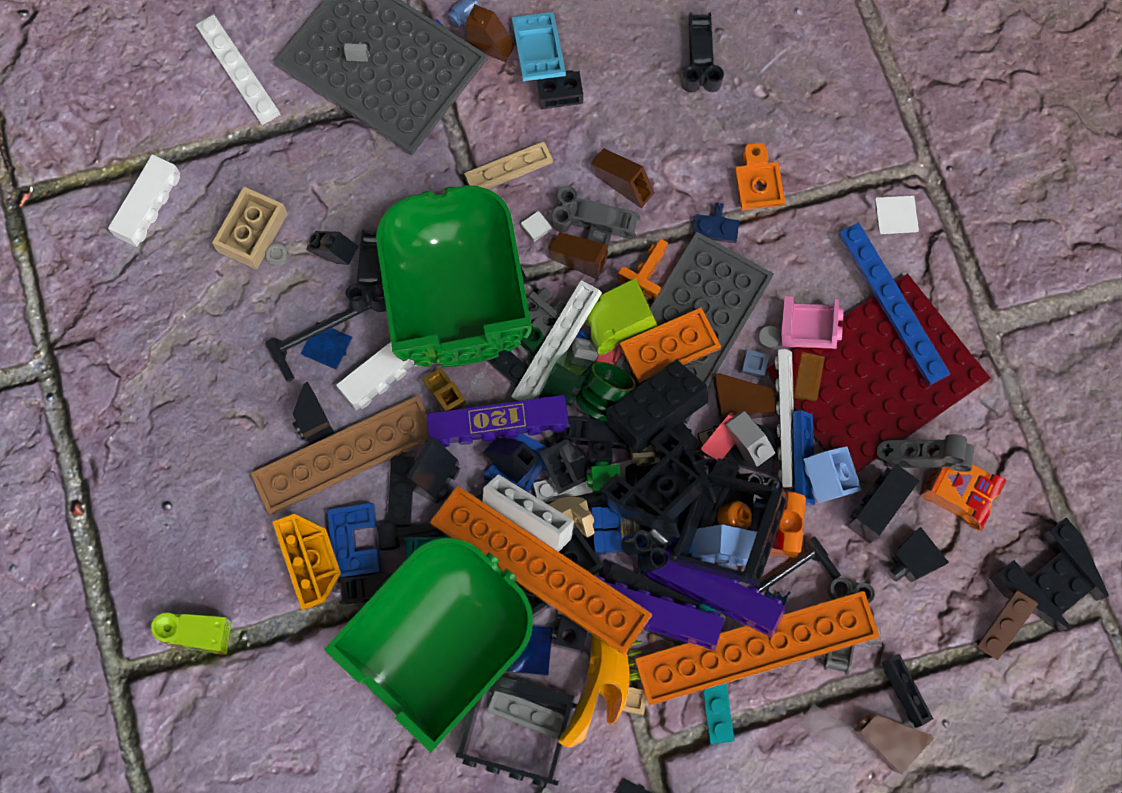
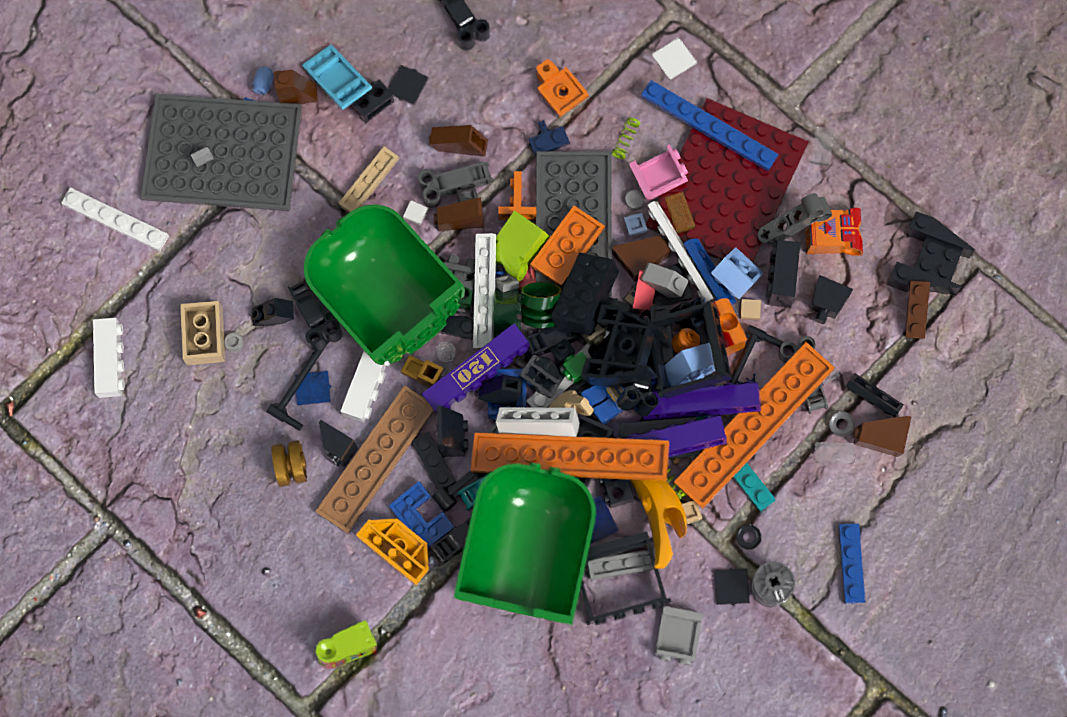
camera: 25 degrees left, 0 degrees up
(252, 408) = (289, 463): none -> pearl gold wheel
(606, 94) = (408, 84): none -> black piece
(671, 761) = (748, 528): none -> black piece
(777, 276) = (614, 152): none -> lime piece
(825, 521) = (750, 309): none -> tan tile
(864, 700) = (842, 415): none -> flat silver piece

